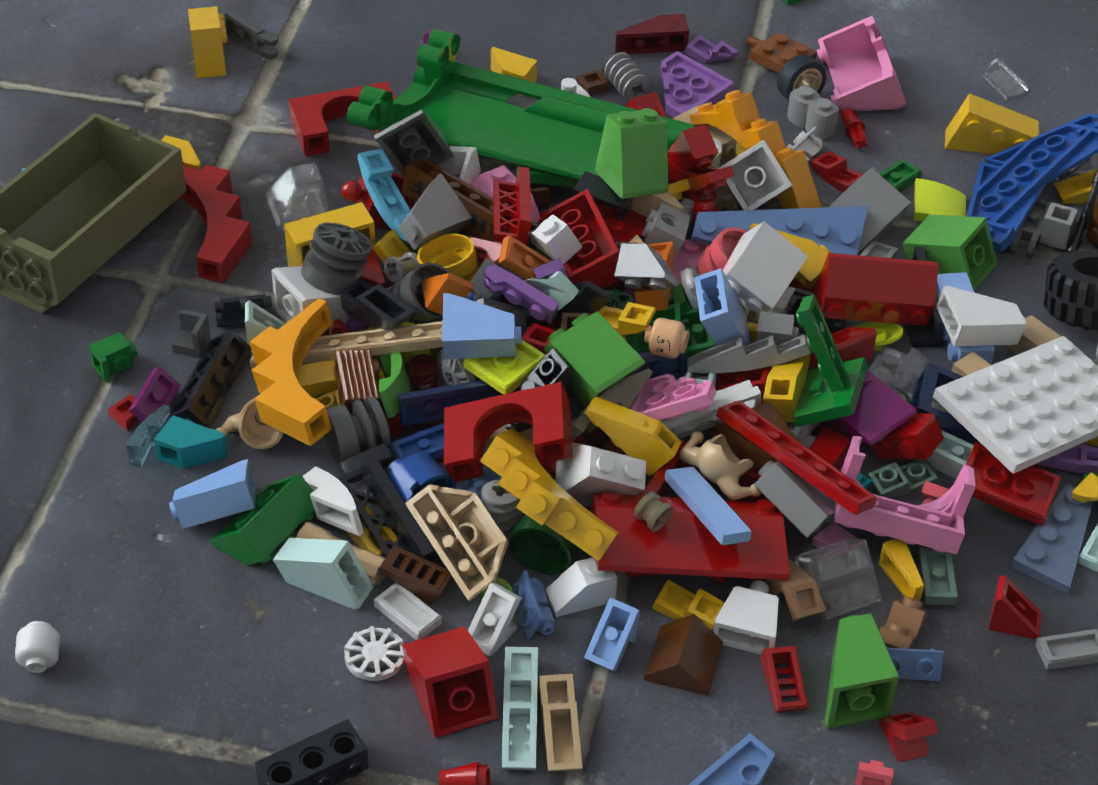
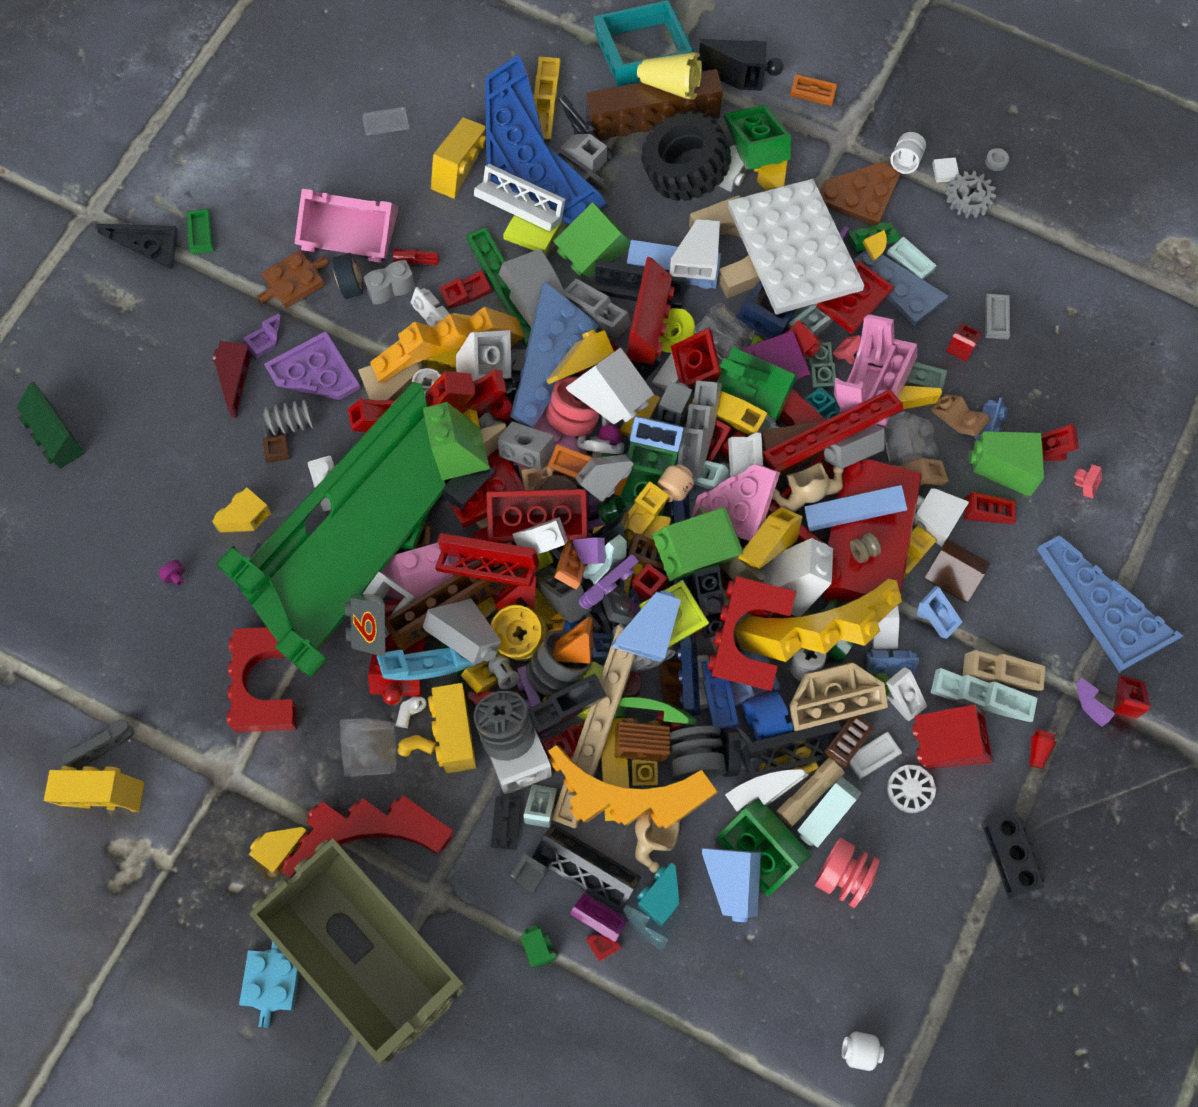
camera: 75 degrees left, 25 degrees up
(247, 589) = (847, 873): none -> coral wheel
(966, 182) = (521, 206): none -> white fence

